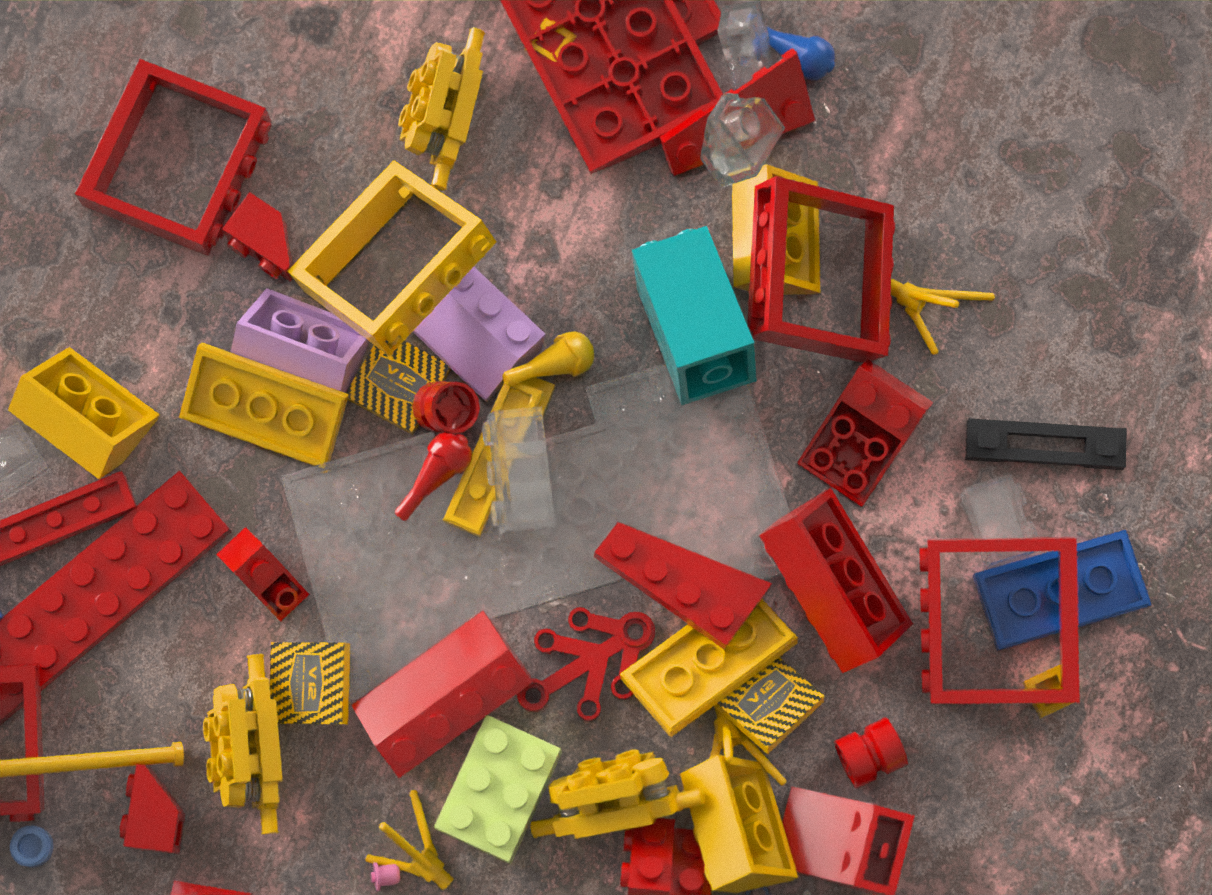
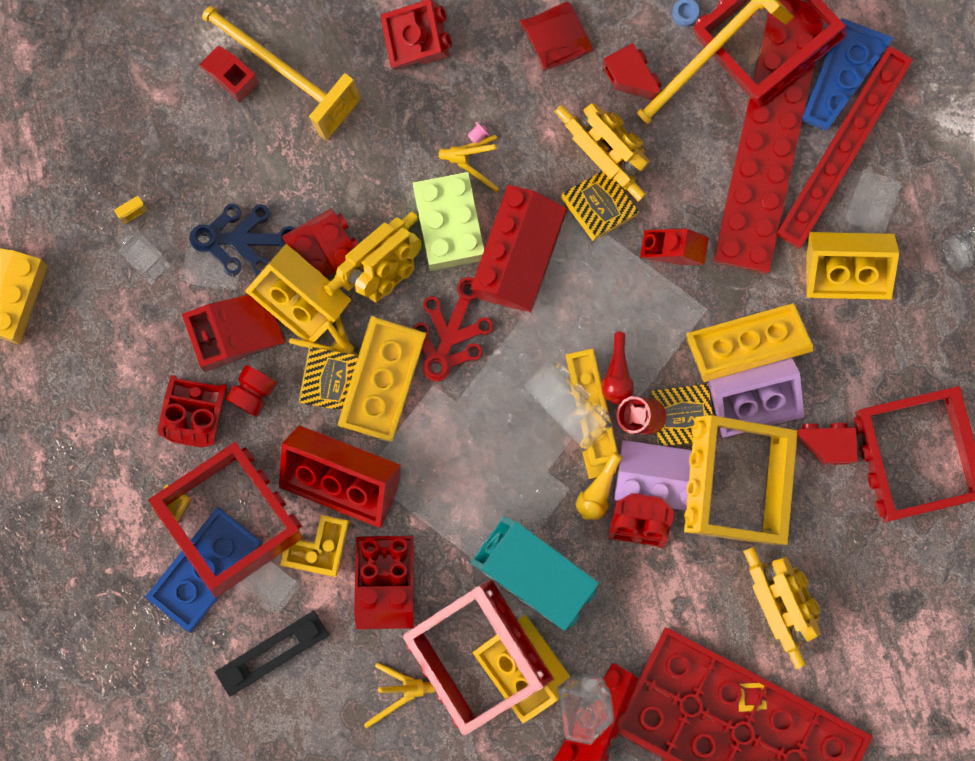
camera: 140 degrees right, 5 degrees up
(531, 292) = (641, 520): none -> red slope
(689, 585) = (418, 412): red wing -> none
(910, 508) = (324, 554): none -> yellow brick
(956, 779) = (191, 412): none -> red slope

